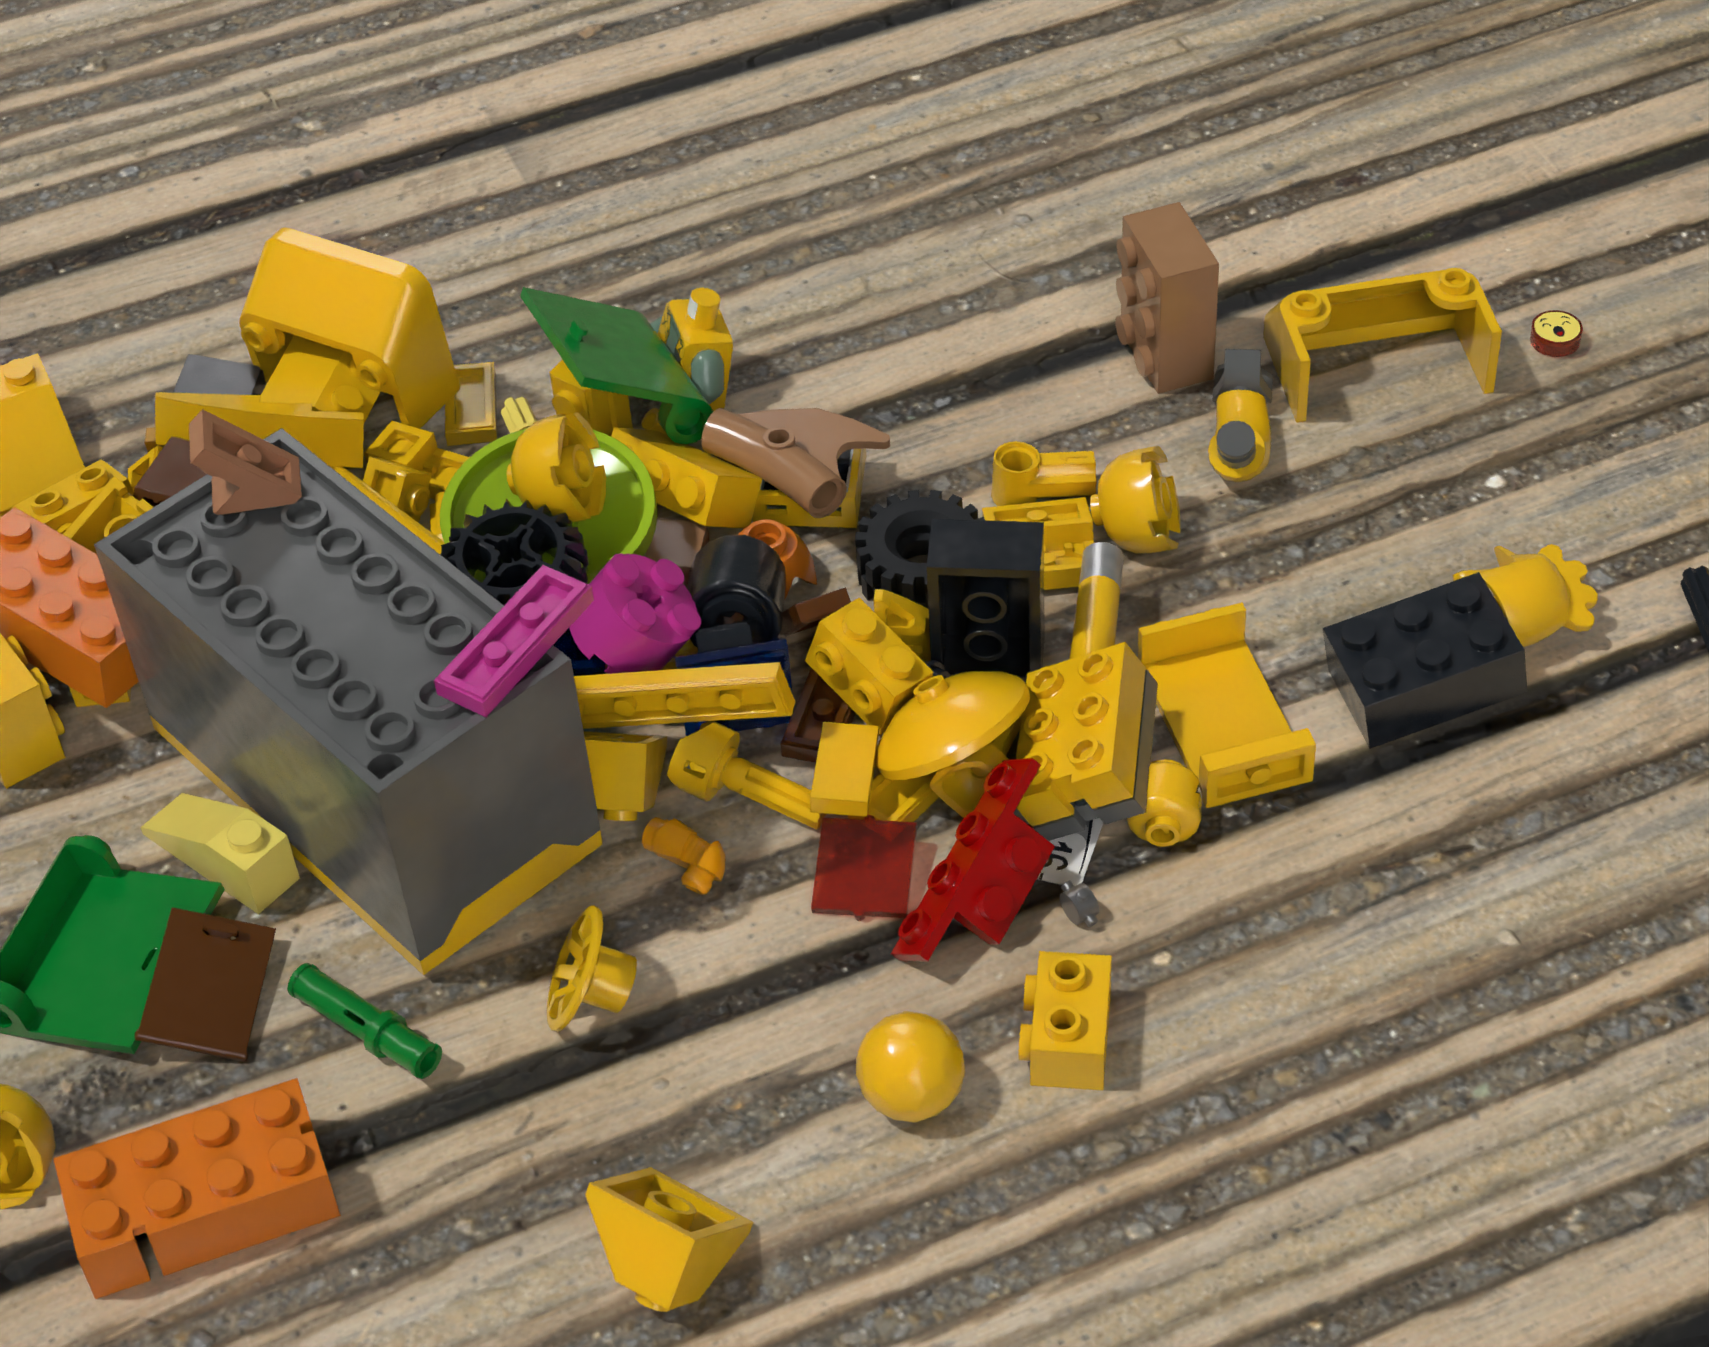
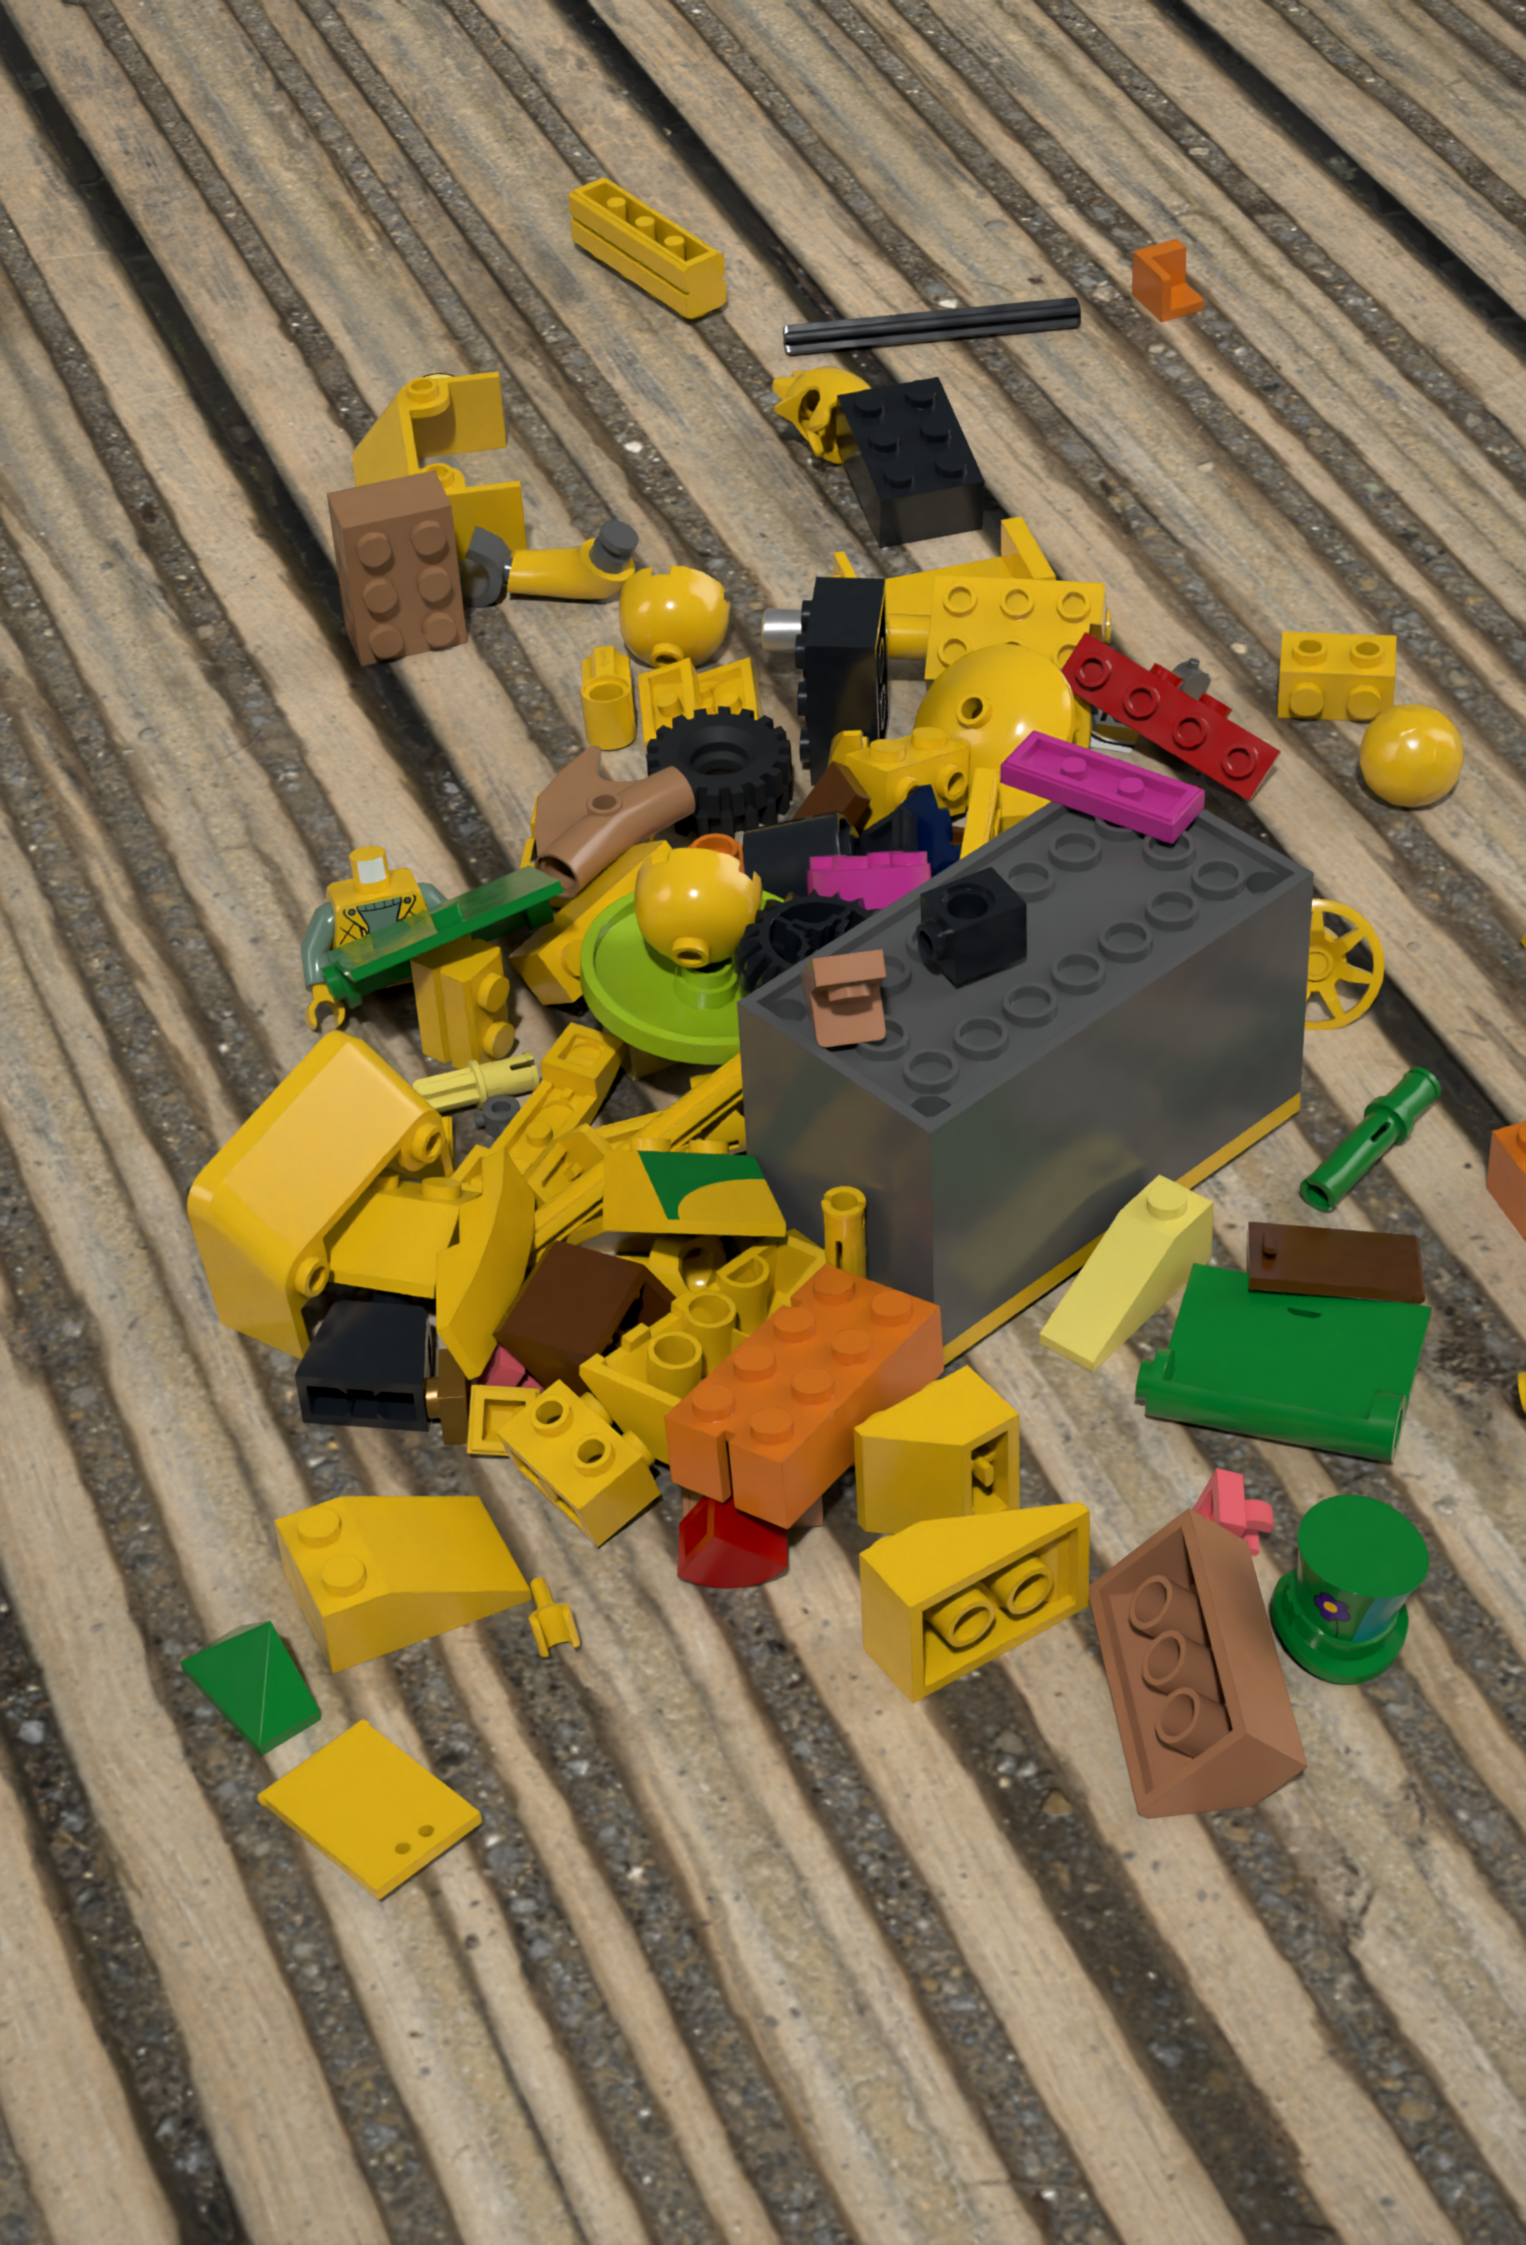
camera: 90 degrees left, 5 degrees down
(308, 545) = (972, 925): none -> black brick

